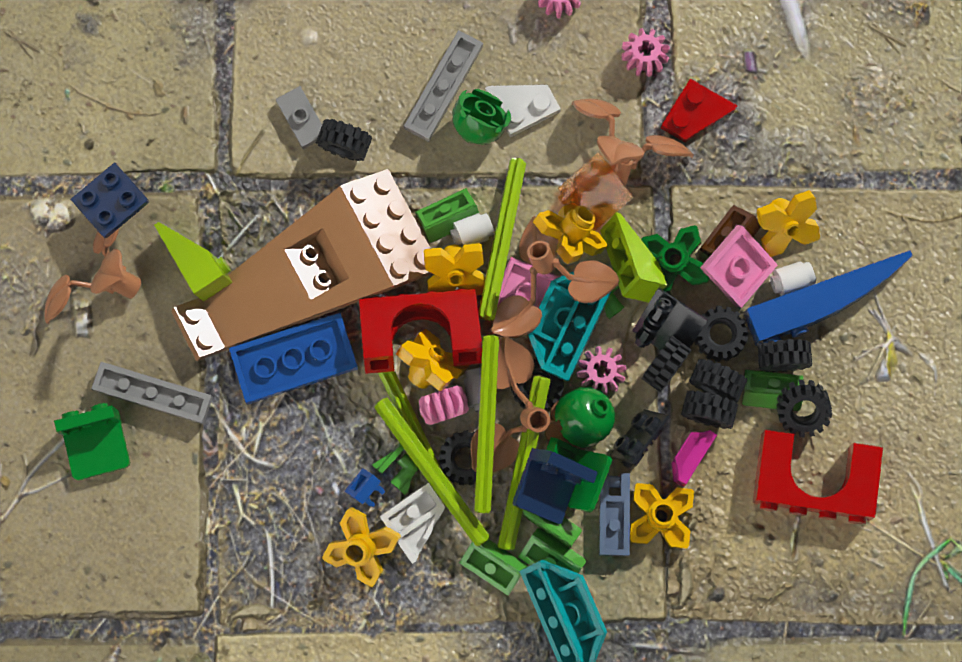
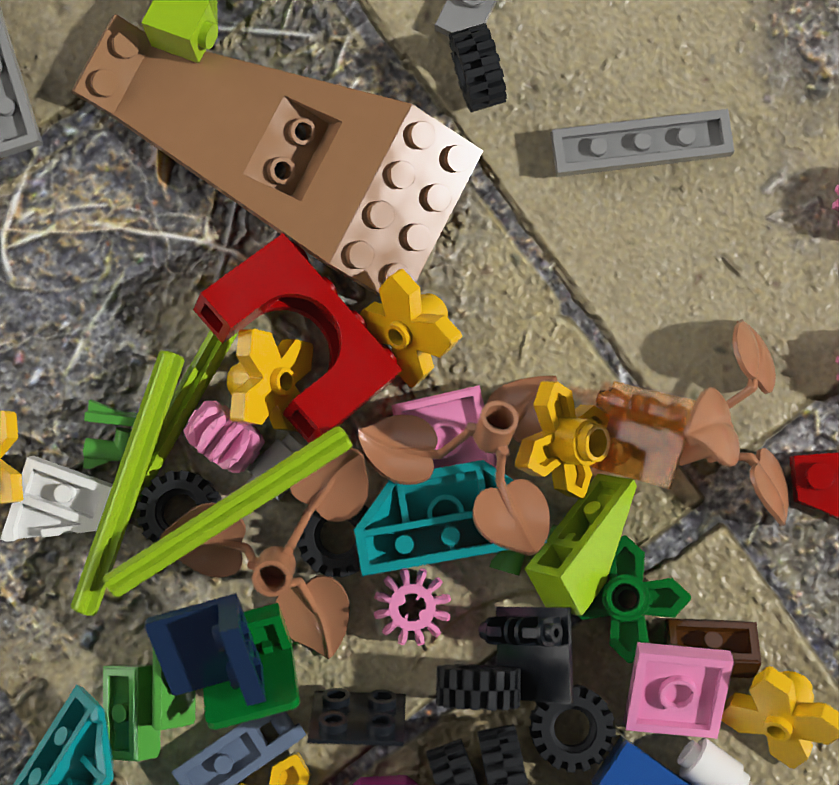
camera: 50 degrees right, 5 degrees up
(293, 358) = (157, 207): blue plate -> none
(363, 486) = (53, 409): blue tile -> none
(439, 217) = (478, 268): bright green slope -> none
(472, 230) = (478, 312): white brick -> none
(480, 117) = (632, 216): green cylinder -> none
(493, 565) = (71, 646): bright green slope -> none
(502, 239) = (493, 358): lime axle -> none
(526, 104) = (690, 260): white wing -> none
(528, 440) = (306, 554): lime axle -> none
(585, 416) = (334, 628): green cylinder -> none

